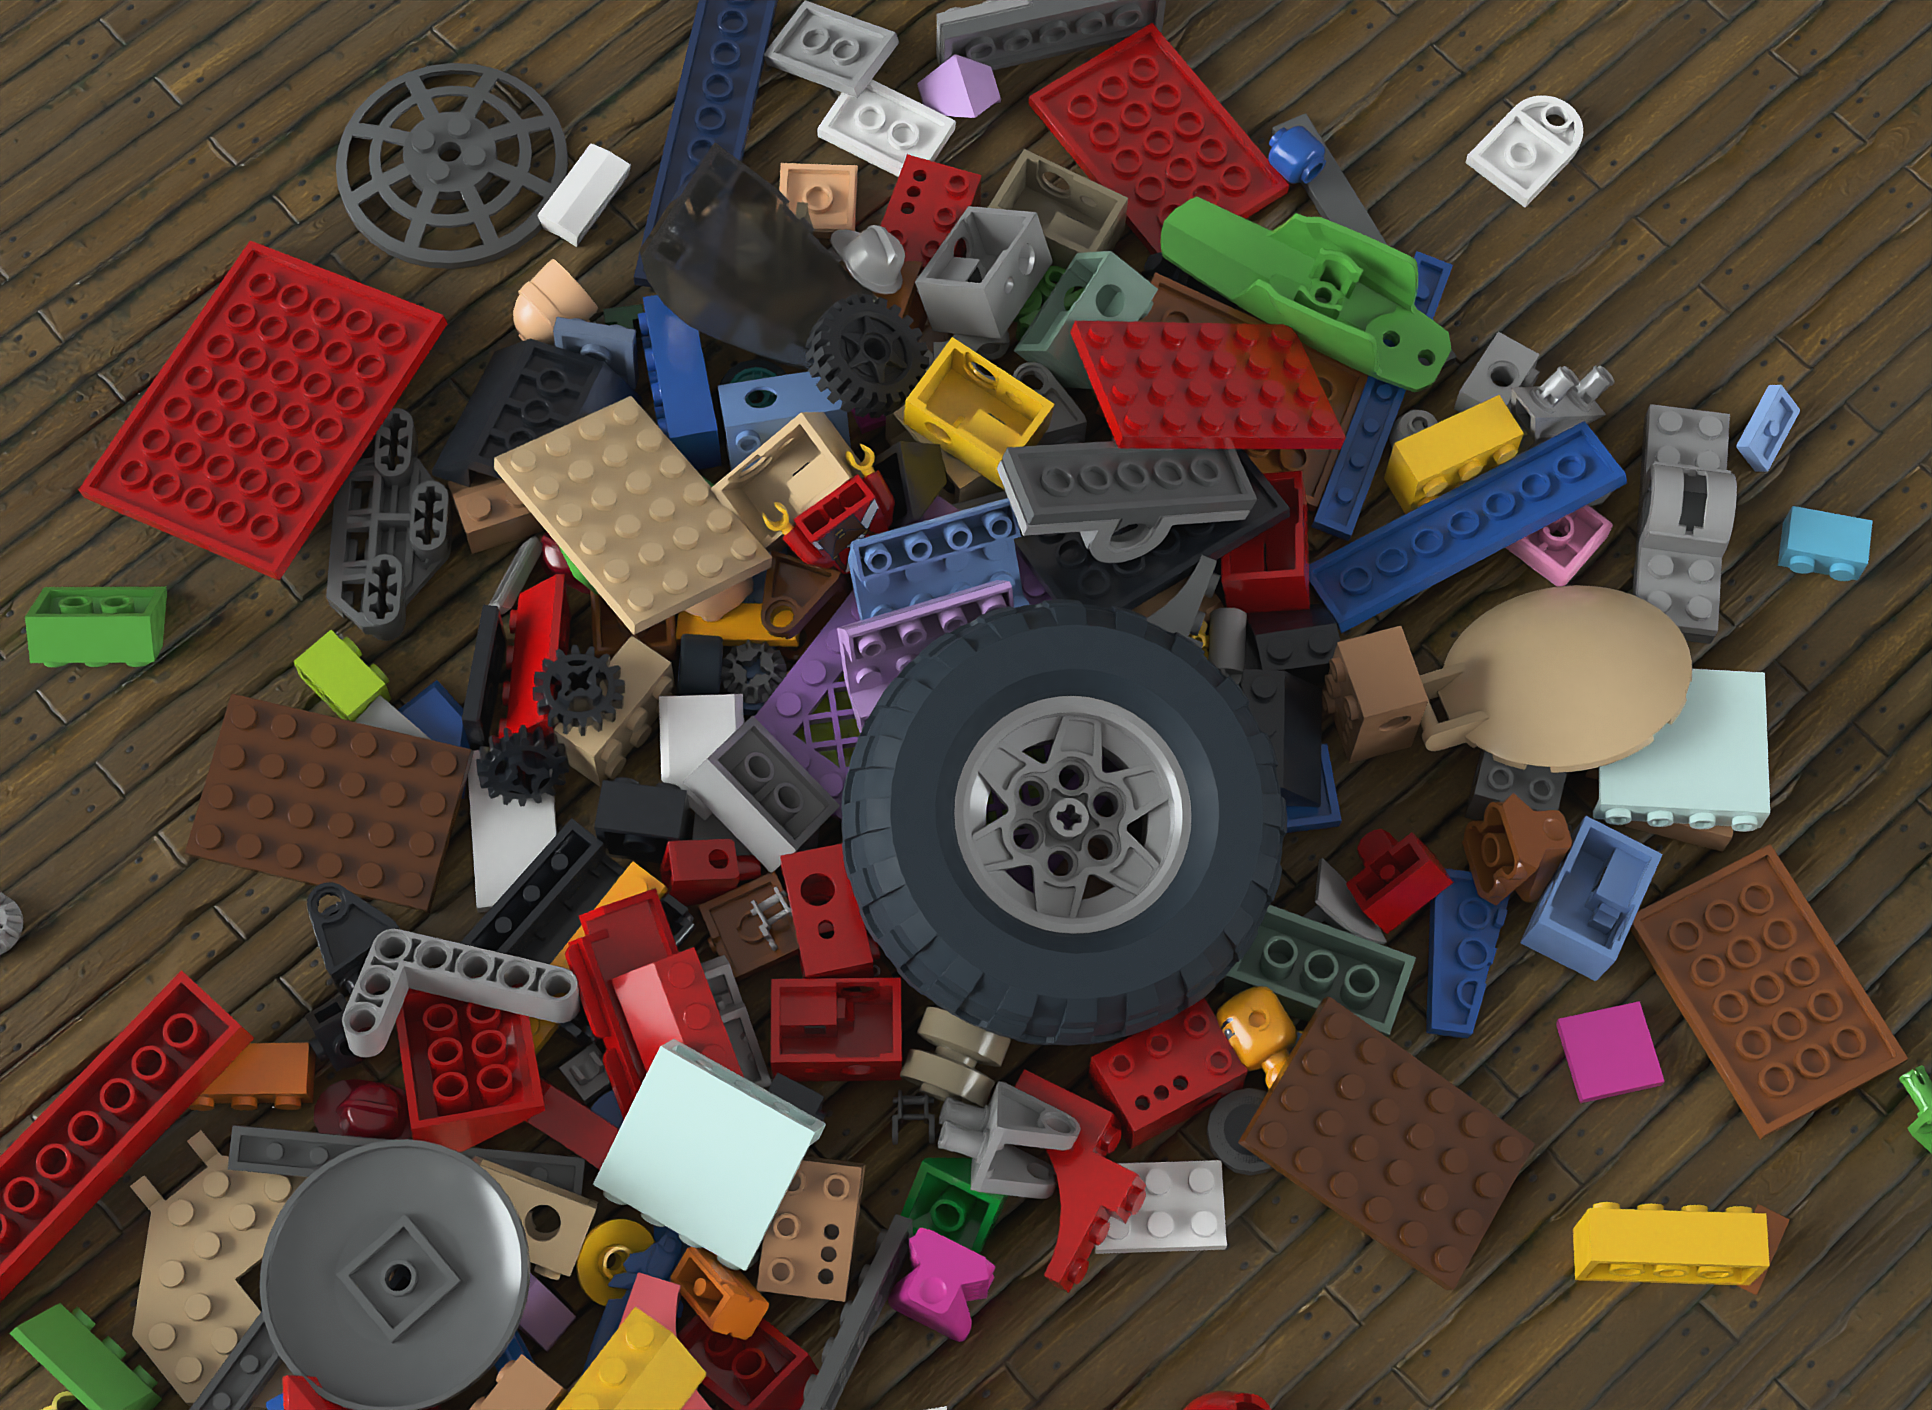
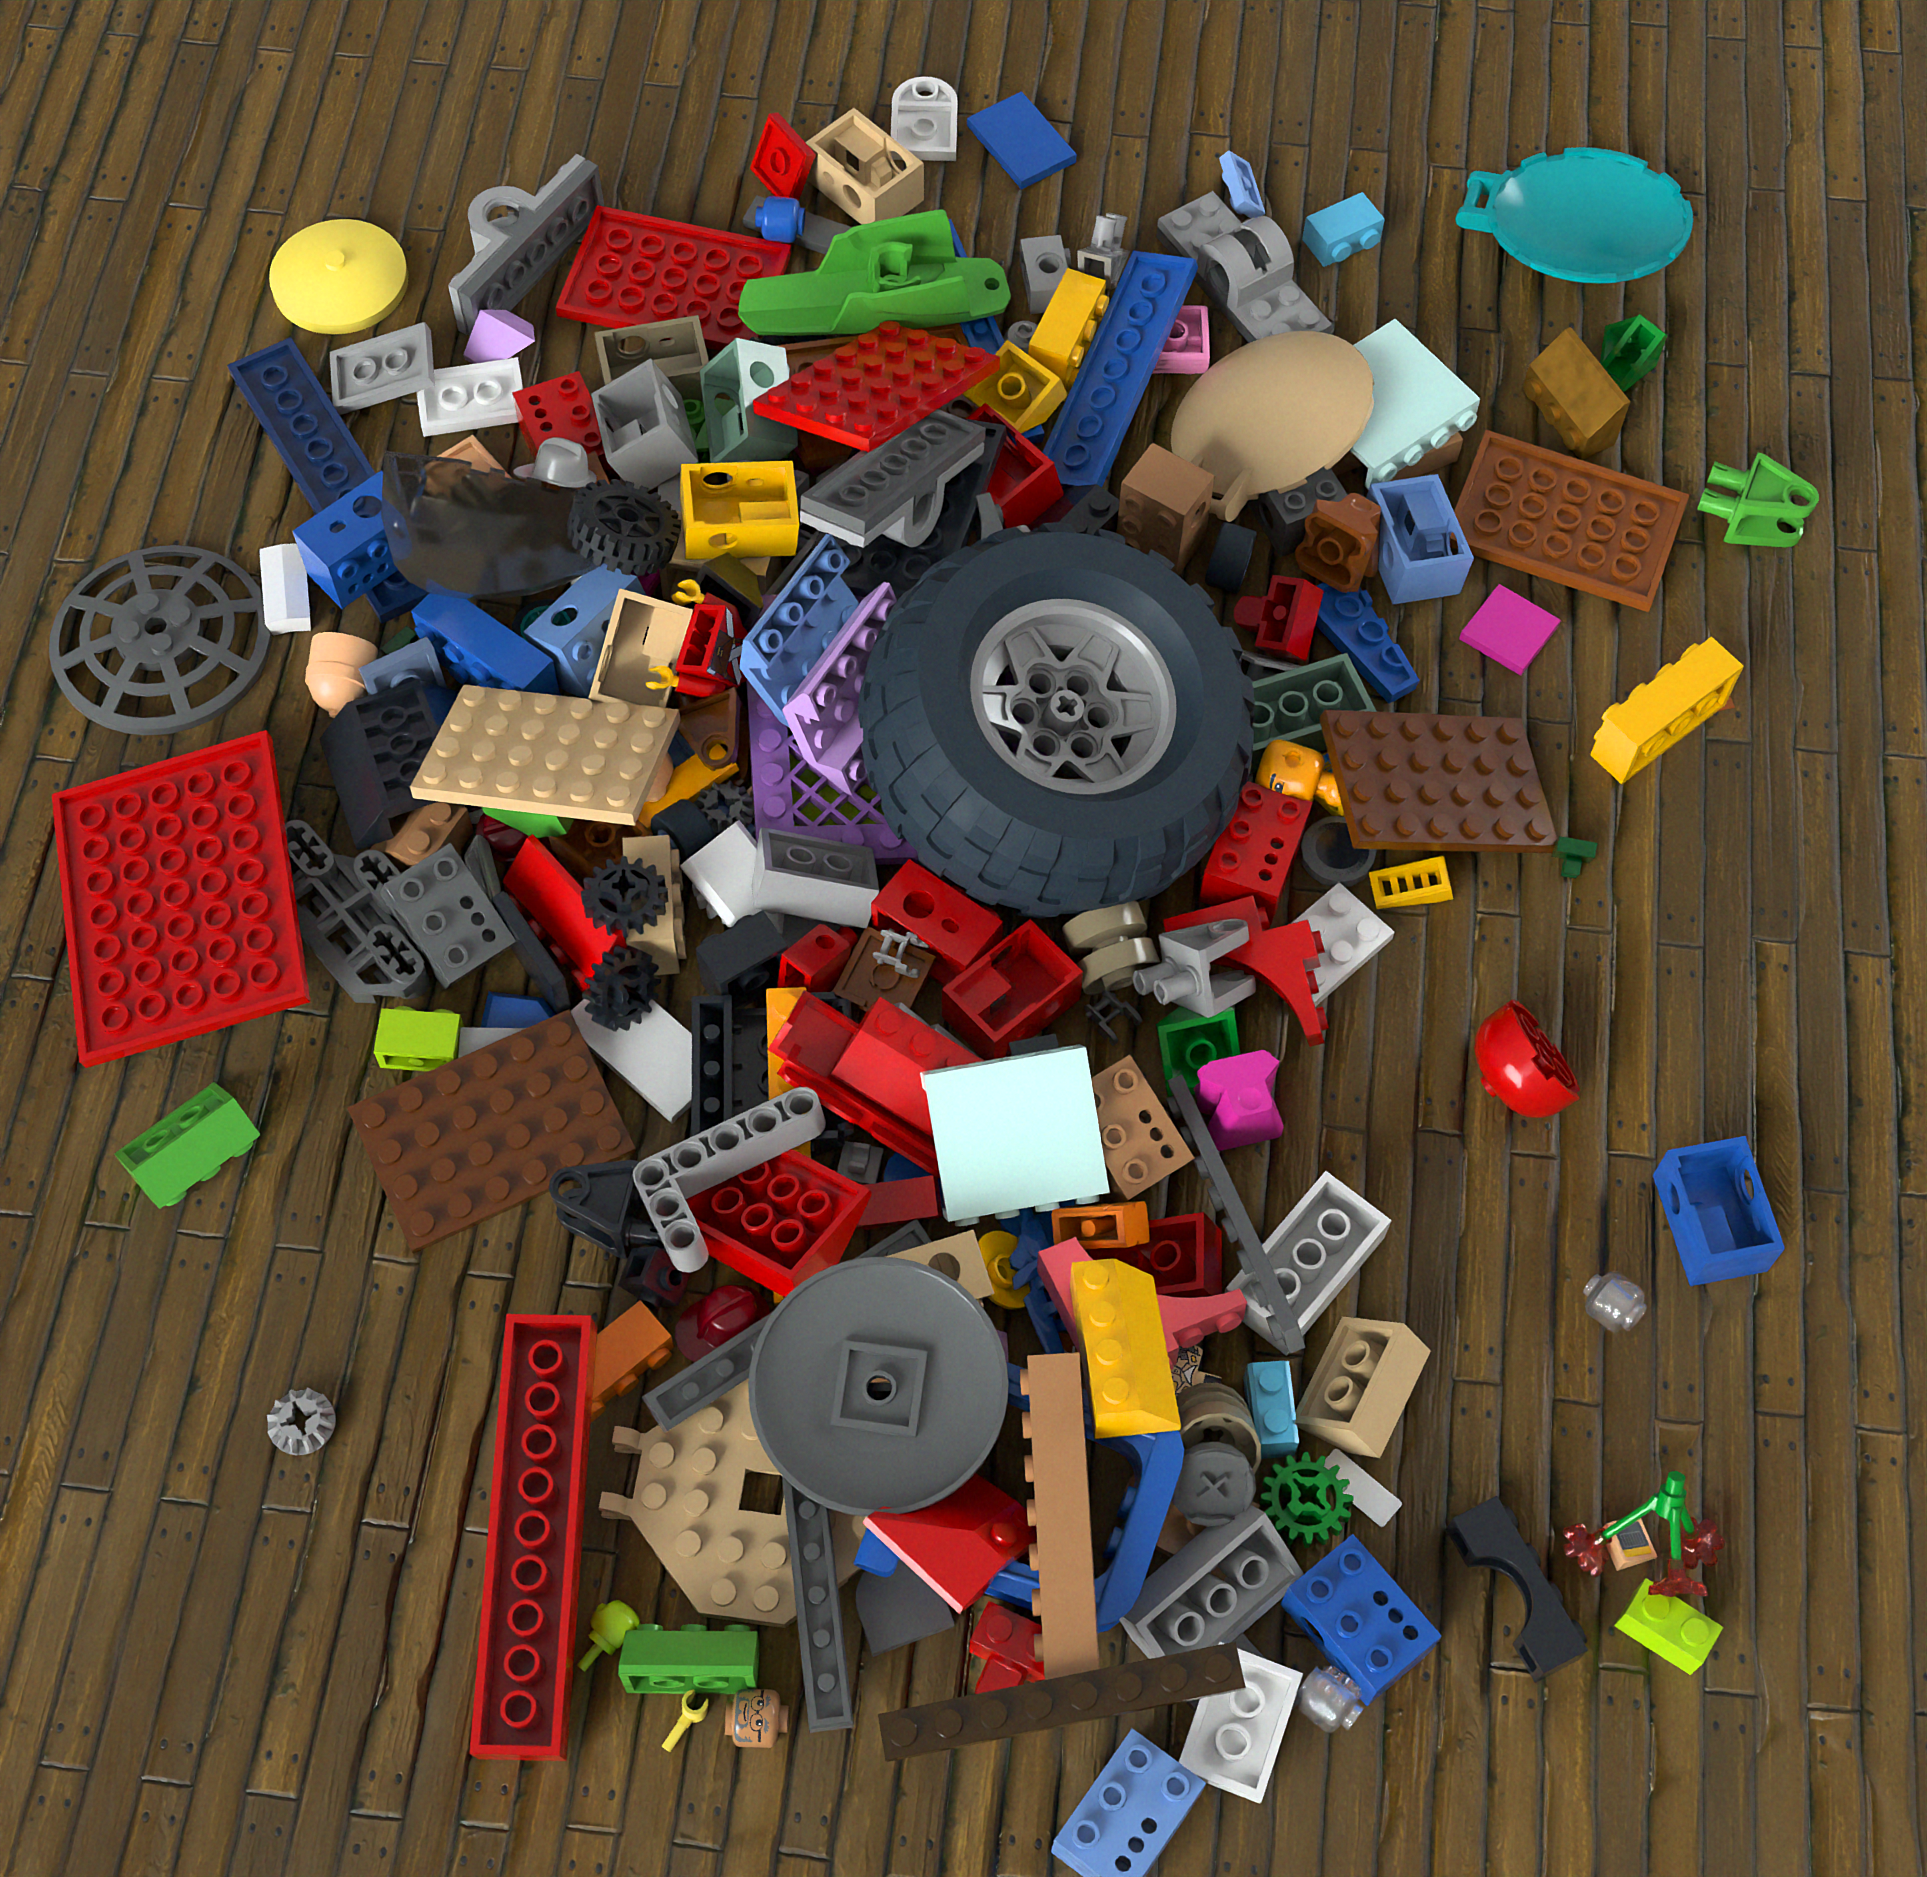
camera: 40 degrees left, 5 degrees down
(63, 1286) = (609, 1630): none -> lime piece
(441, 590) = (447, 916): none -> dark grey piece
(633, 206) = (352, 559): none -> blue piece
(1310, 1211) = (1408, 871): none -> yellow slope
(1350, 98) = (782, 158): none -> red tile
(1350, 482) = (1019, 391): none -> yellow slope
(1406, 783) = (1230, 557): none -> black wheel
(1414, 161) = (858, 171): none -> tan piece
(1457, 1308) = (1573, 854): none -> dark green tile
(1603, 231) = (1021, 140): none -> blue tile
(1885, 878) = (1576, 395): none -> pearl gold slope

